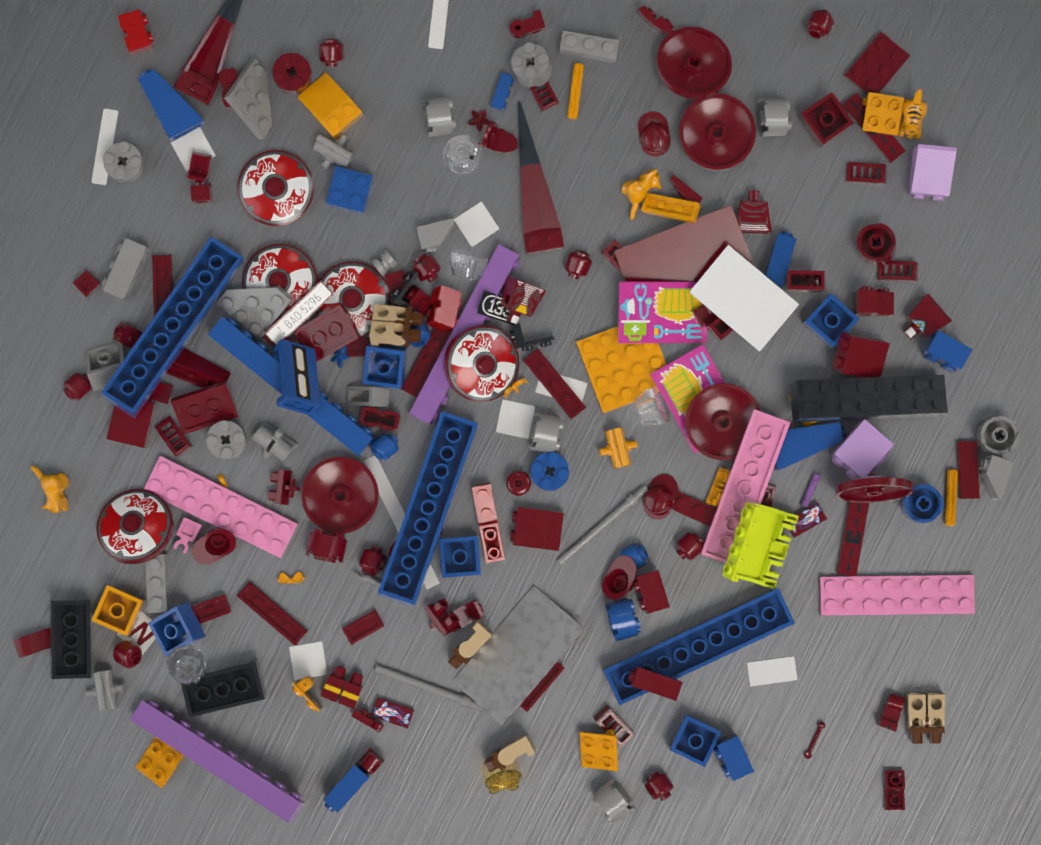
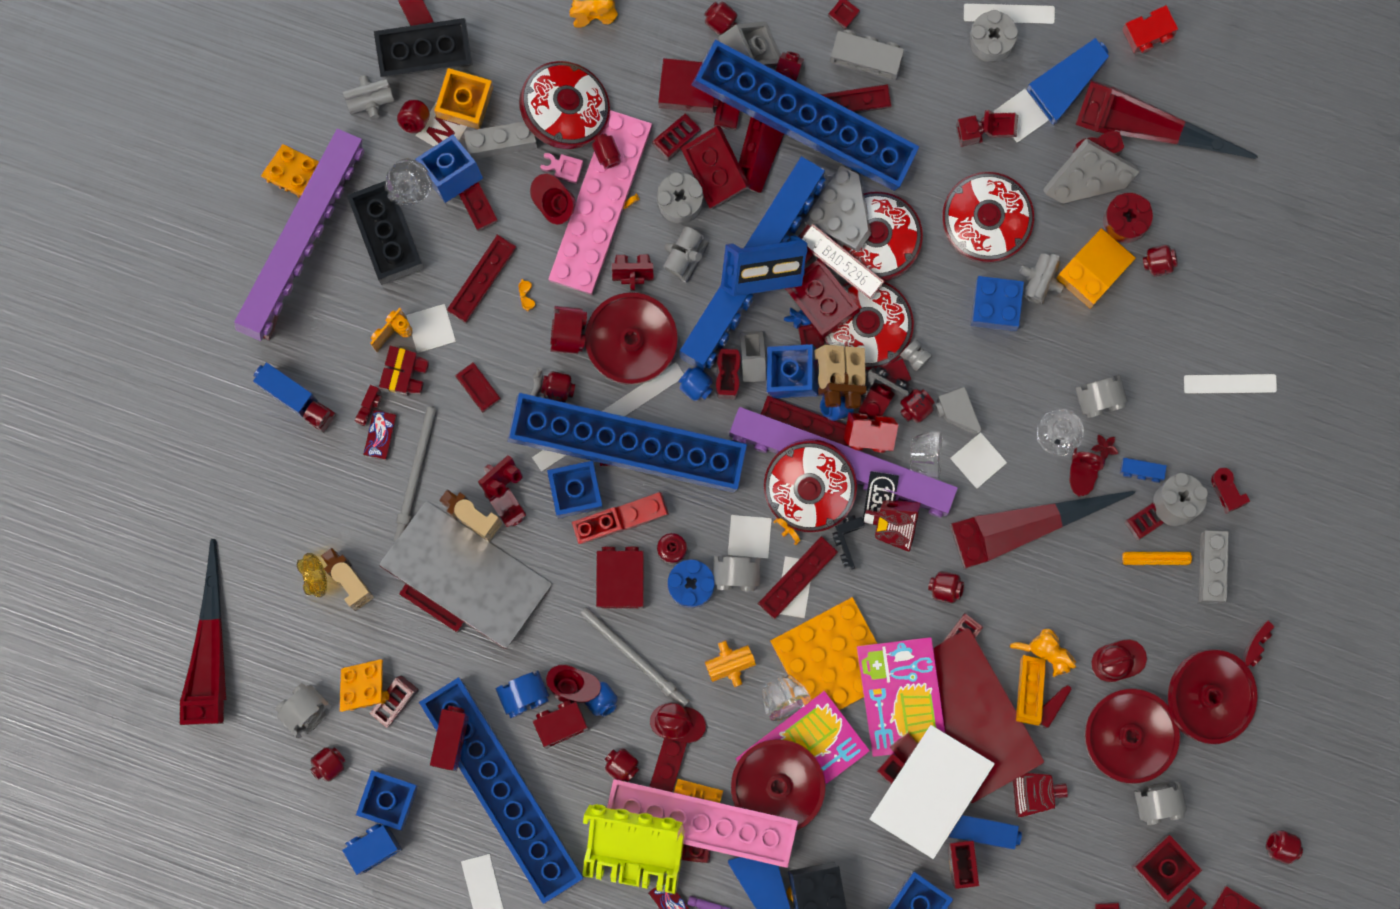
camera: 90 degrees right, 5 degrees down
(179, 496) = (606, 151): none -> dark red brick

